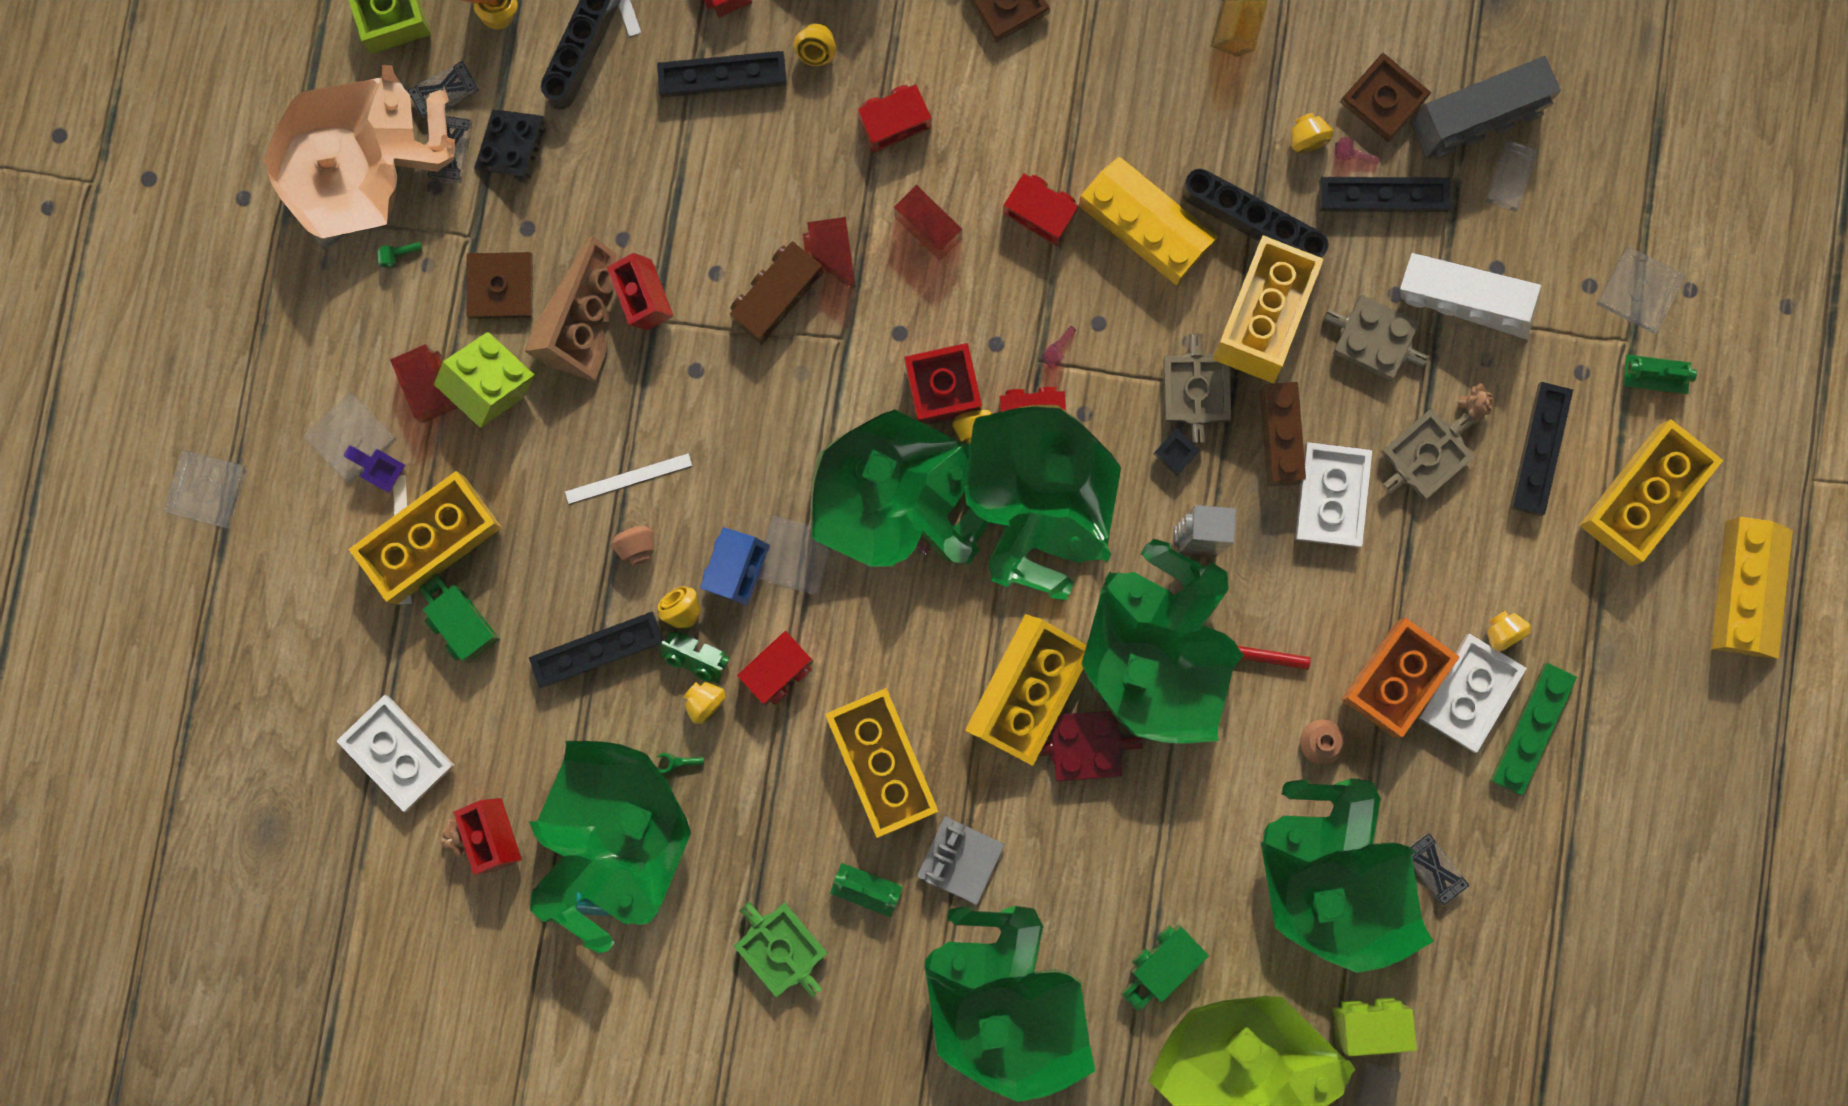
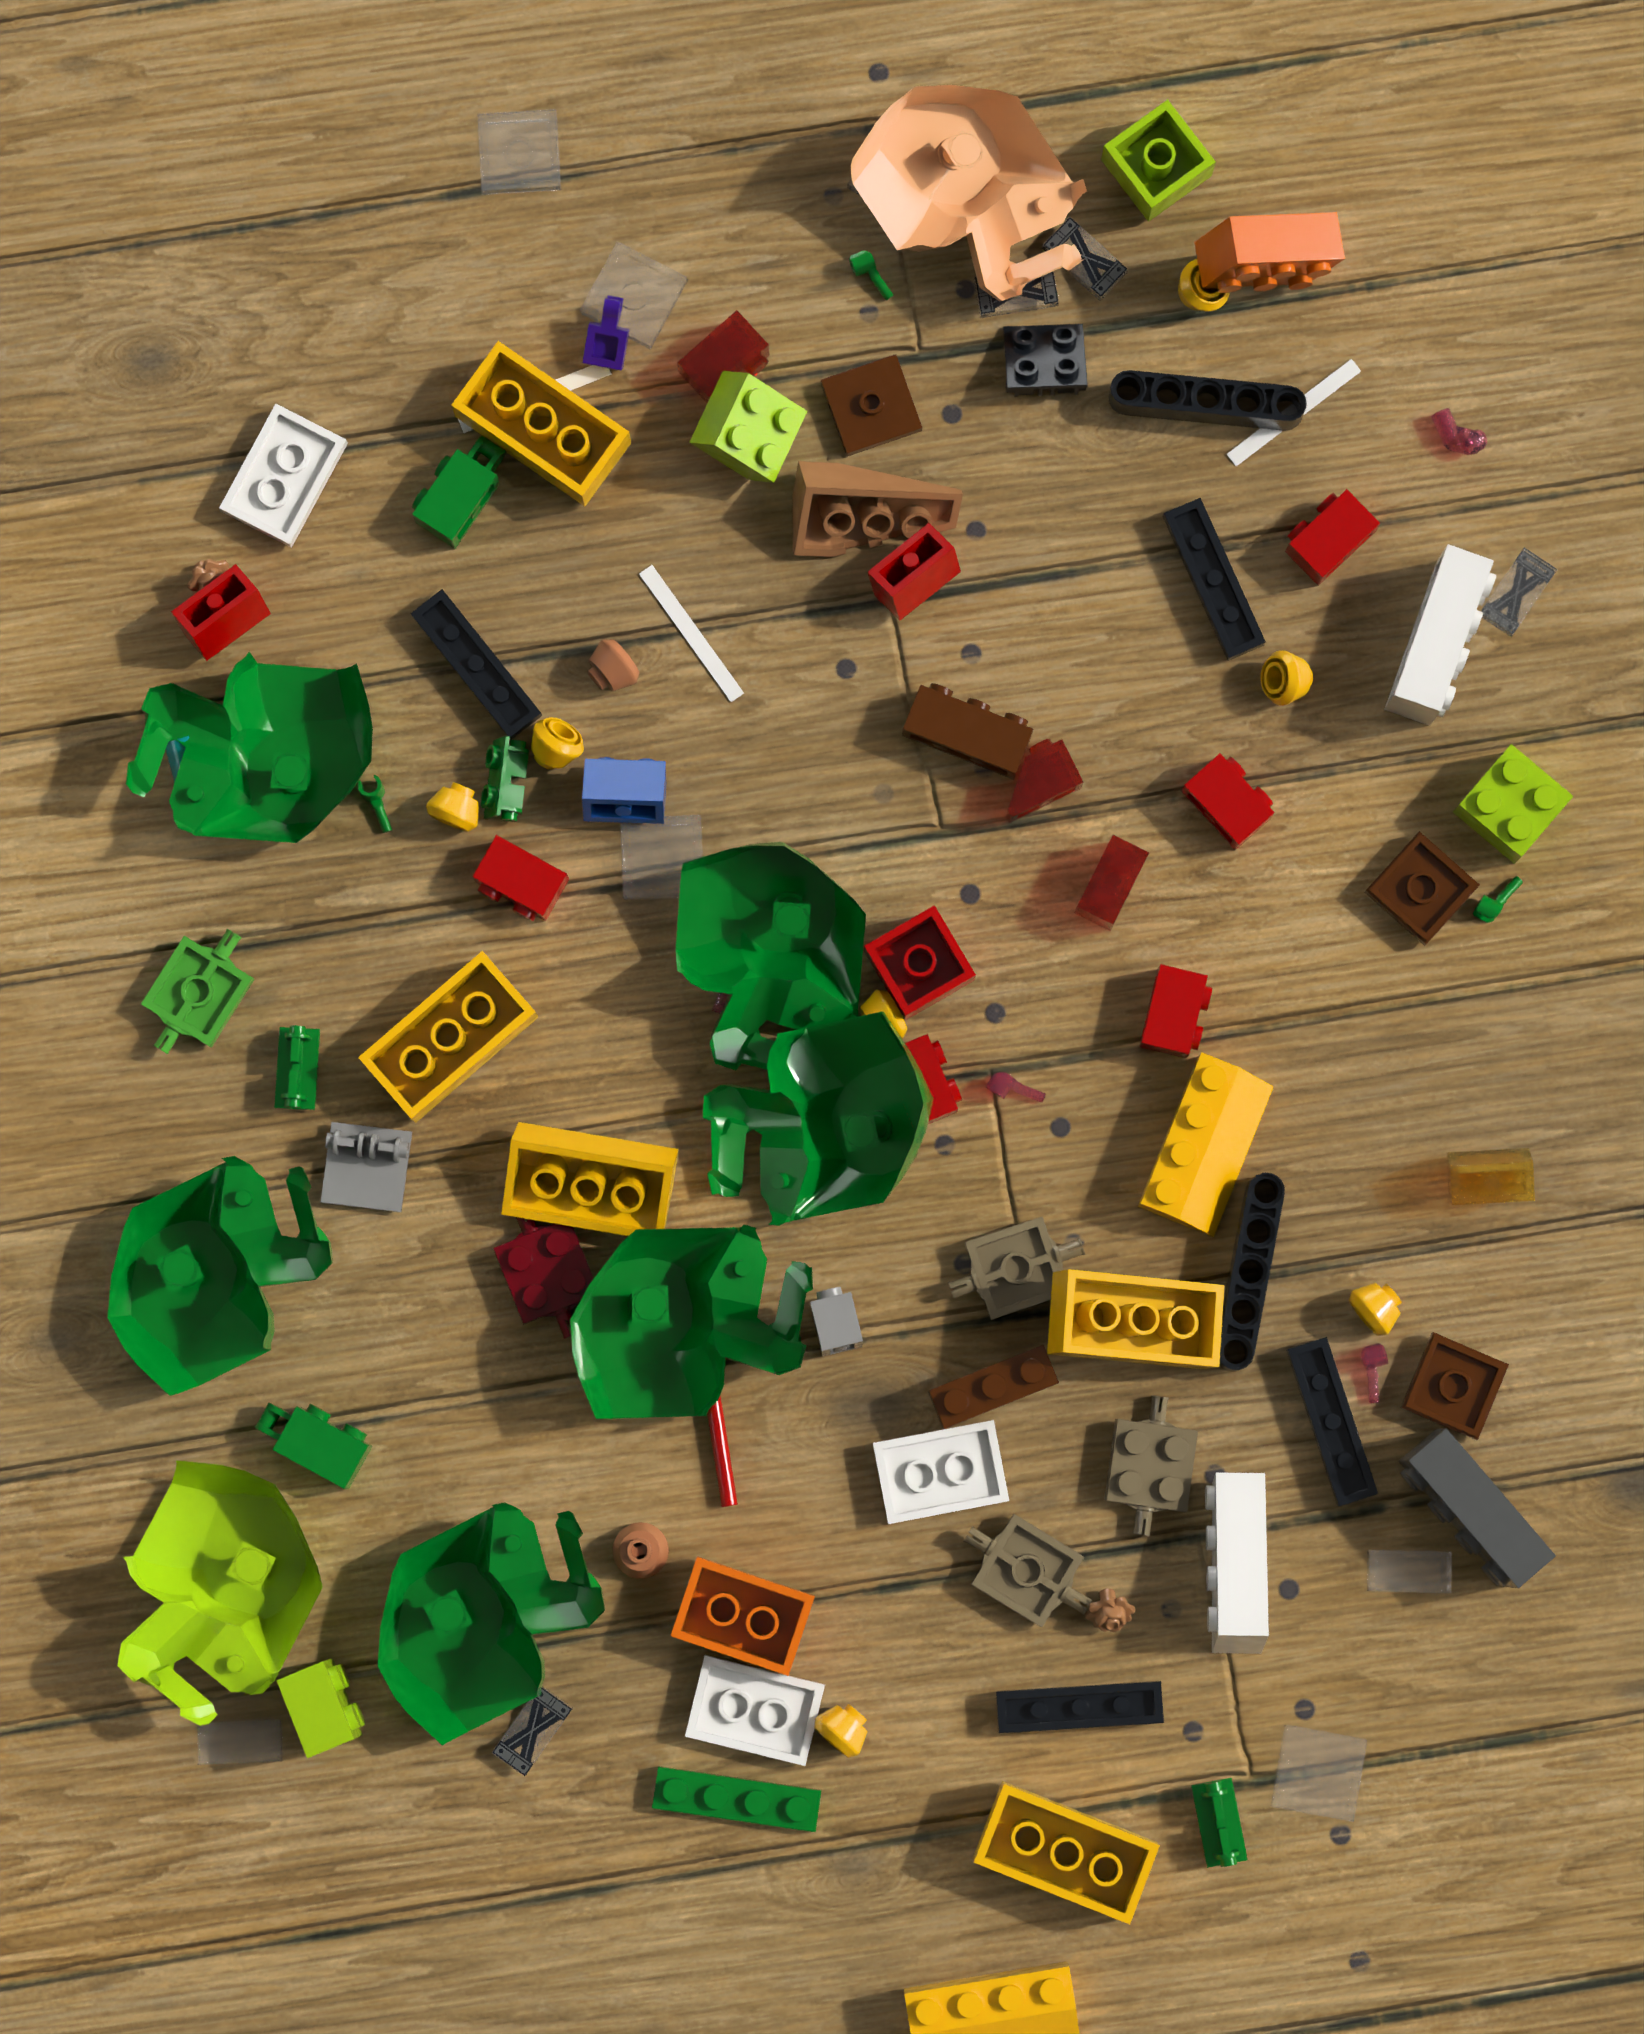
camera: 70 degrees right, 0 degrees up
(1176, 452) = (931, 1267): black plate -> none

